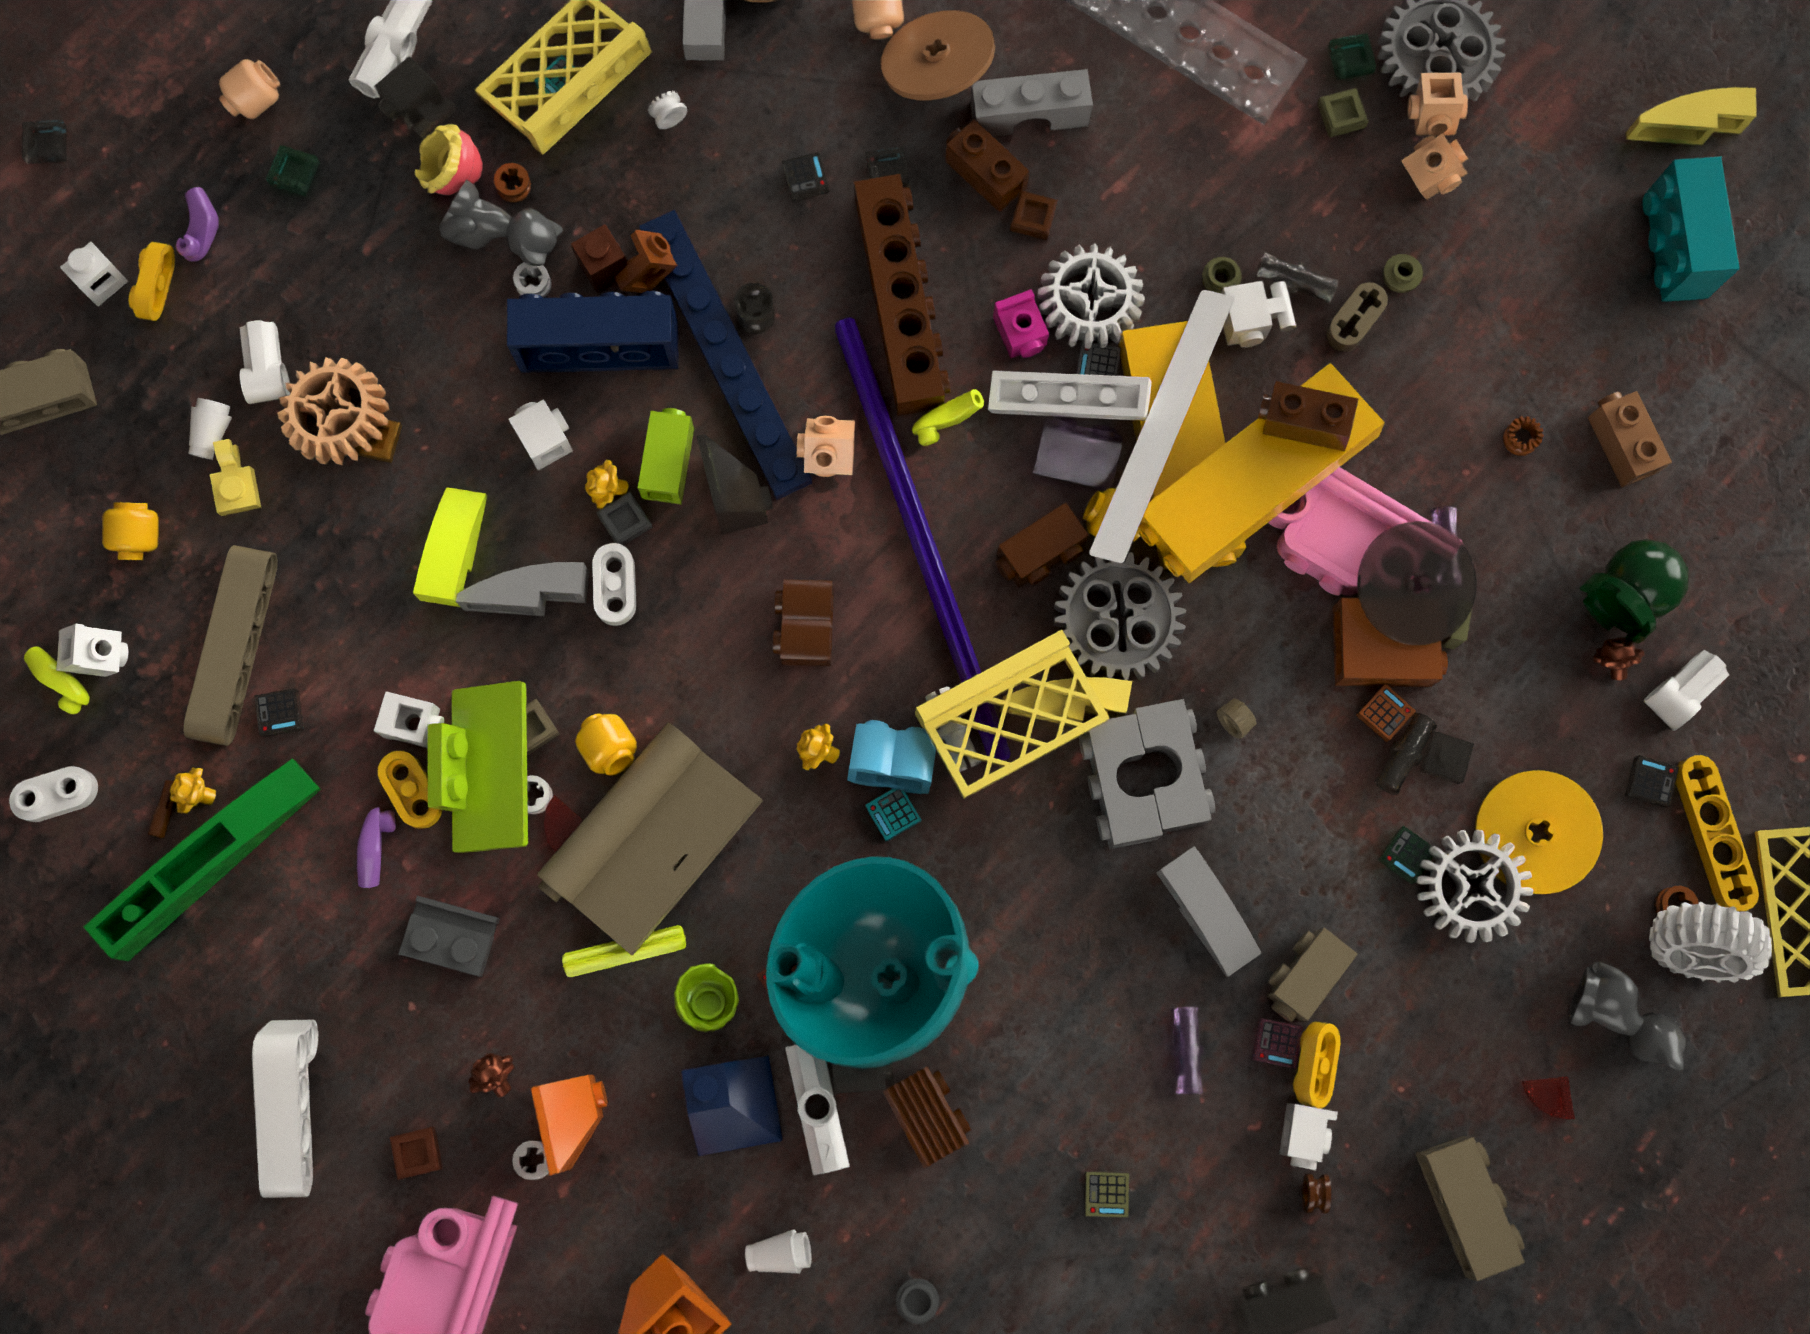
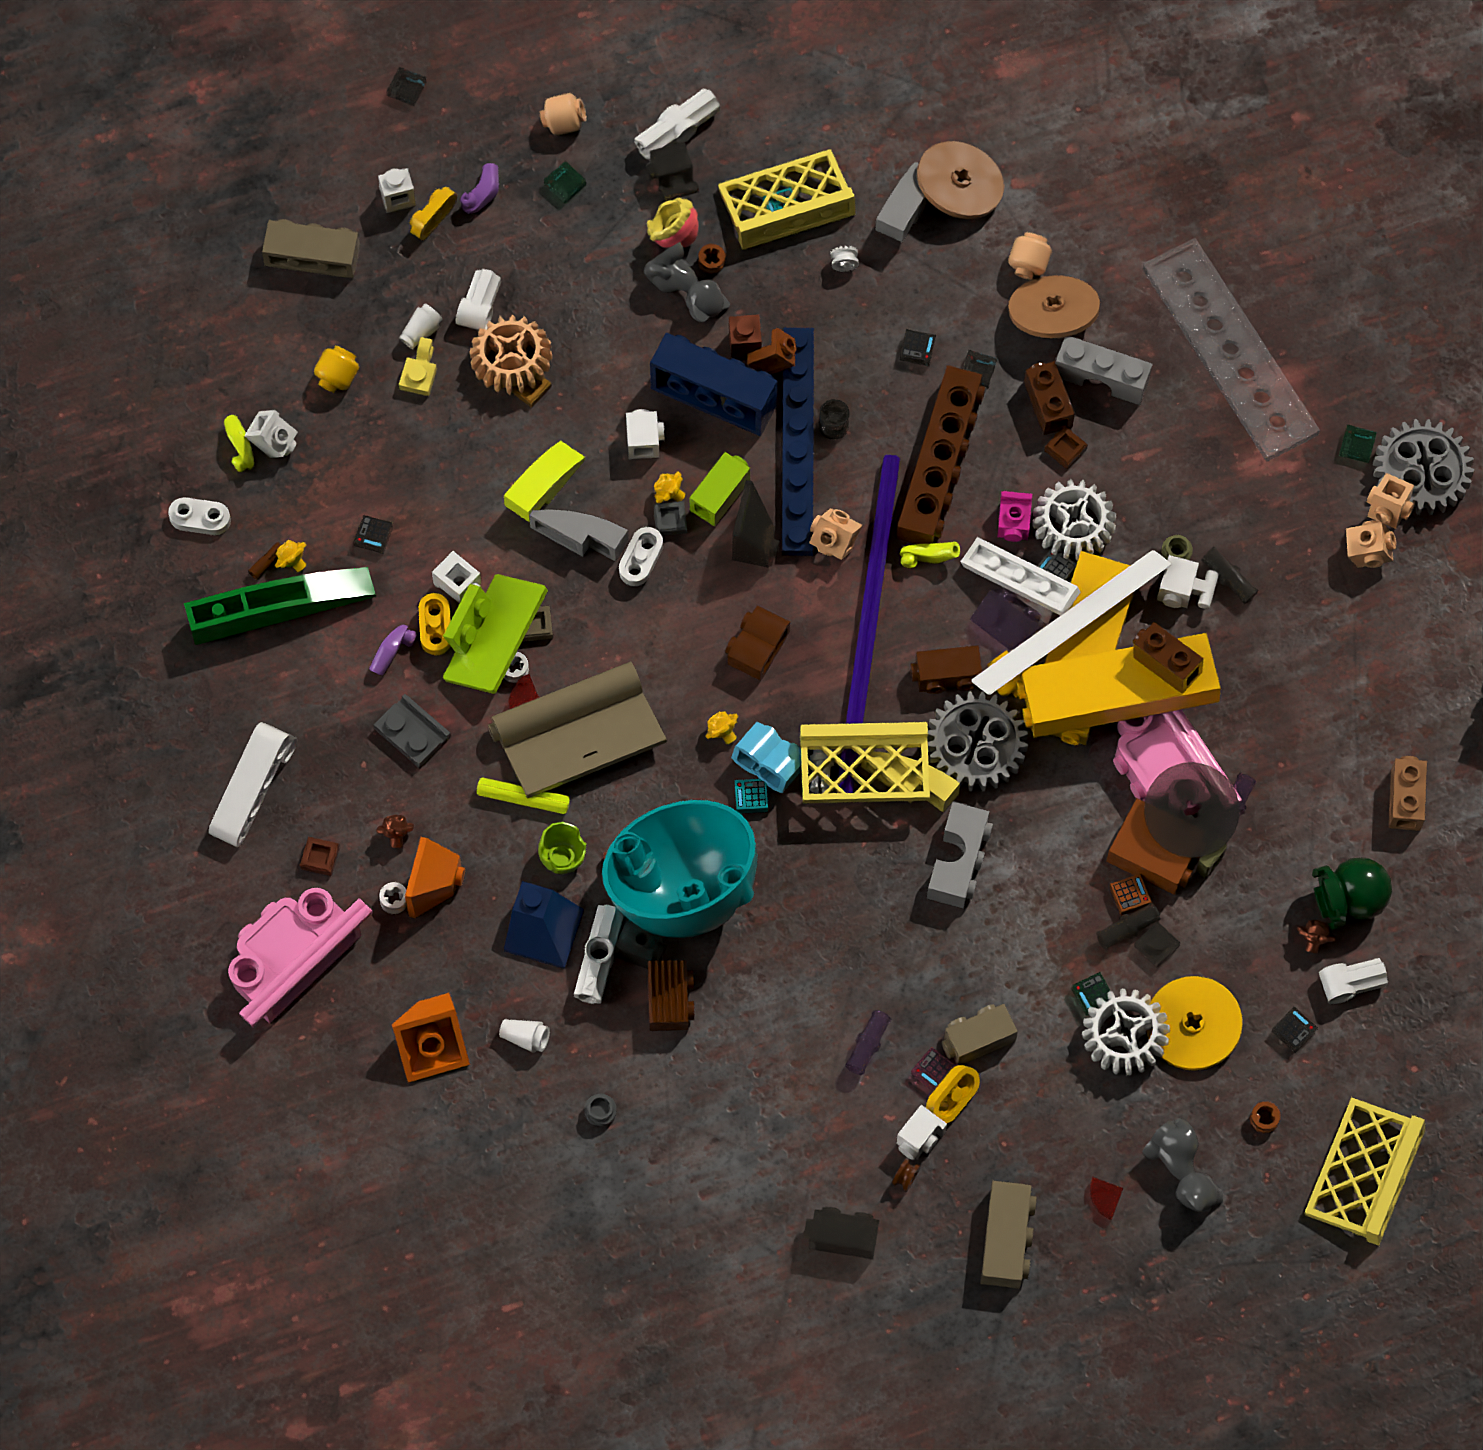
camera: 30 degrees right, 10 degrees down
(230, 645) = (364, 474): dark tan beam -> none
(523, 271) = (695, 325): white bush -> none
(606, 744) = (581, 656): yellow head -> none
(1106, 1194) = (763, 1107): olive tile -> none
(1124, 818) = (910, 873): light grey arch -> none
(1209, 911) = (933, 960): light grey slope -> none
(1236, 718) = (1022, 846): dark tan axle -> none
(1342, 112) = (1328, 479): olive tile -> none
(1363, 321) = (1262, 628): dark tan beam -> none
(1398, 282) = (1305, 615): olive plate -> none
(1531, 426) = (1331, 750): dark orange bush -> none
(1710, 942) = (1266, 1141): white gear -> none
(1723, 831) = (1320, 1085): yellow beam -> none

